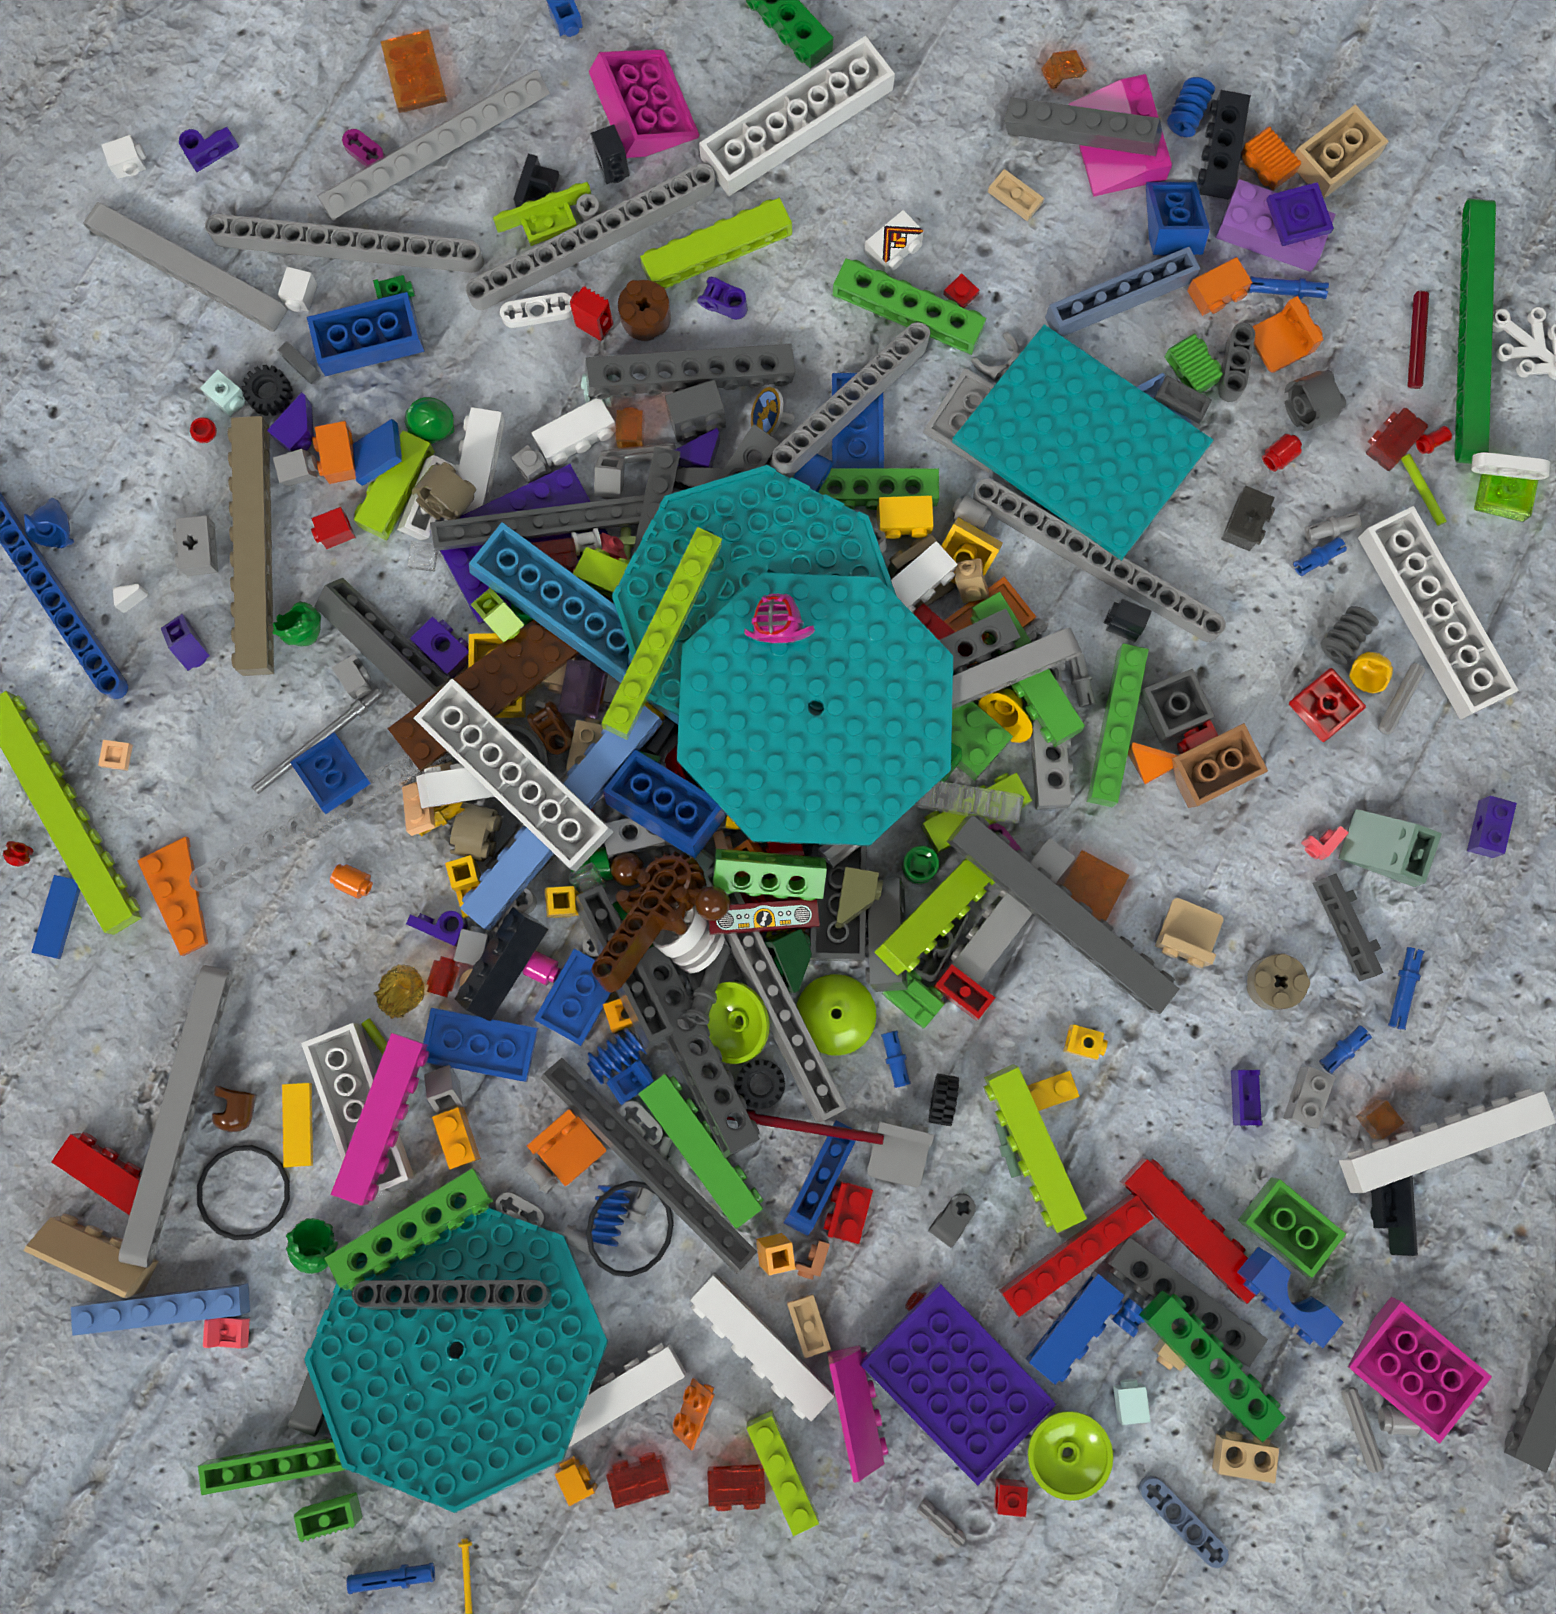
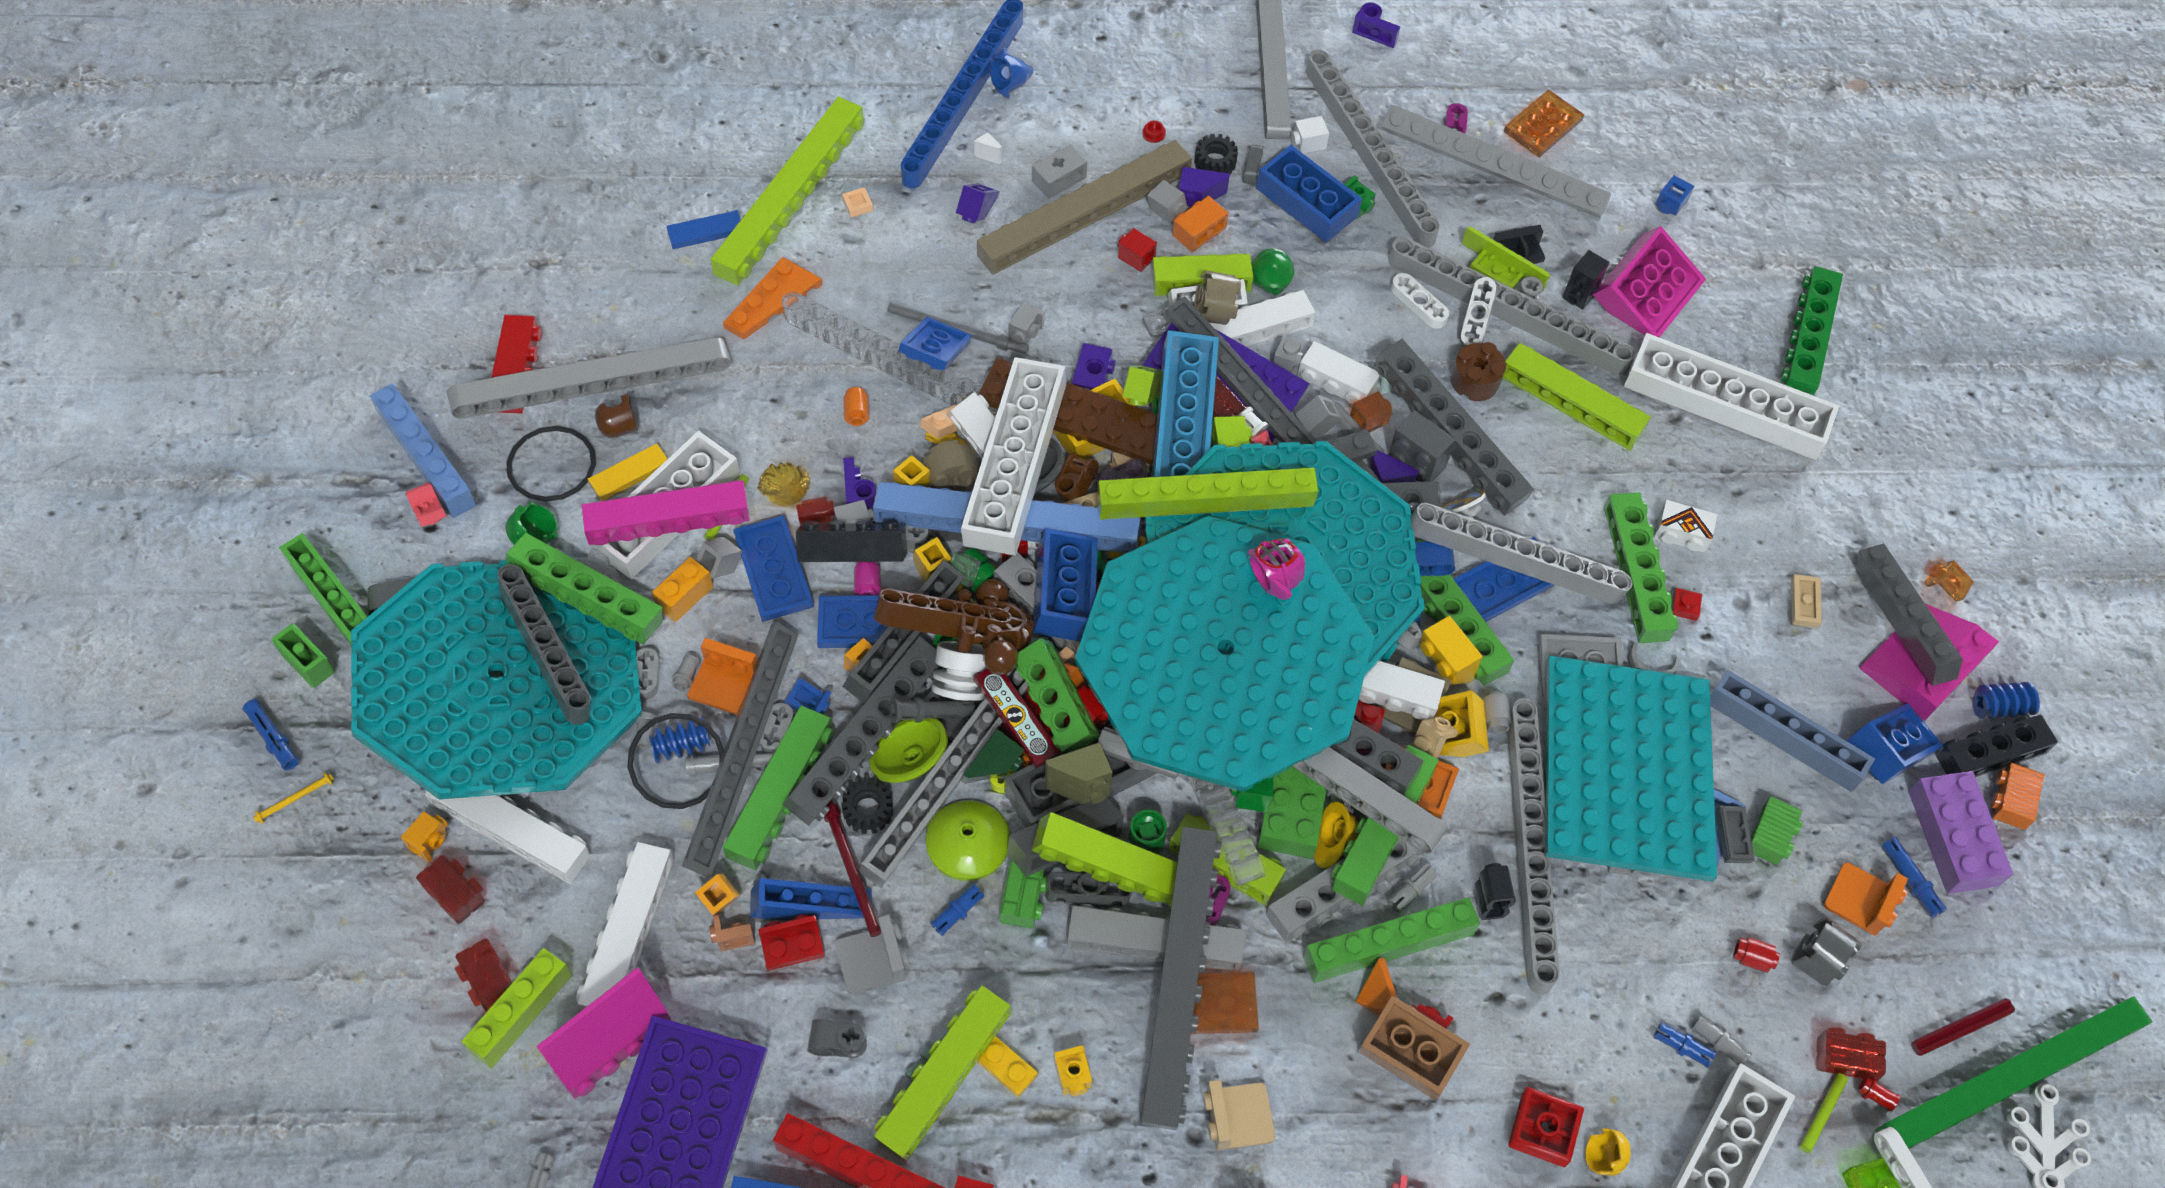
camera: 55 degrees right, 20 degrees down
(17, 853) = (739, 178): red plate -> none
(88, 1255) = (439, 369): tan slope -> none
(223, 393) = (1189, 132): light aqua brick -> none
(299, 625) = (1040, 267): green hair -> none
(377, 452) = (1219, 246): blue tile -> none
(379, 641) = (1069, 316): dark grey brick -> none
(576, 269) = (1476, 293): none -> white beam
(591, 313) = (1445, 333): red brick -> none
(615, 1055) = (820, 674): blue piece -> none
(689, 1422) = (521, 901): orange hinge -> none
(720, 295) = (1533, 426): dark purple piece -> none
(808, 1326) = (668, 961): tan plate -> none
(943, 1099) = (942, 966): black tyre -> none
(964, 992) = (1053, 932): red brick -> none
(1176, 705) = (1446, 980): dark grey brick -> none
(1219, 287) = (1864, 814): orange brick -> none
(1236, 351) = (1815, 858): dark grey beam -> none
(1251, 504) = (1681, 947): clear smoke brick -> none
(1299, 214) = (1982, 835): dark purple plate -> none
(1340, 151) = (2074, 850): tan brick -> none
(1347, 633) = (1629, 1108): dark grey piece -> none

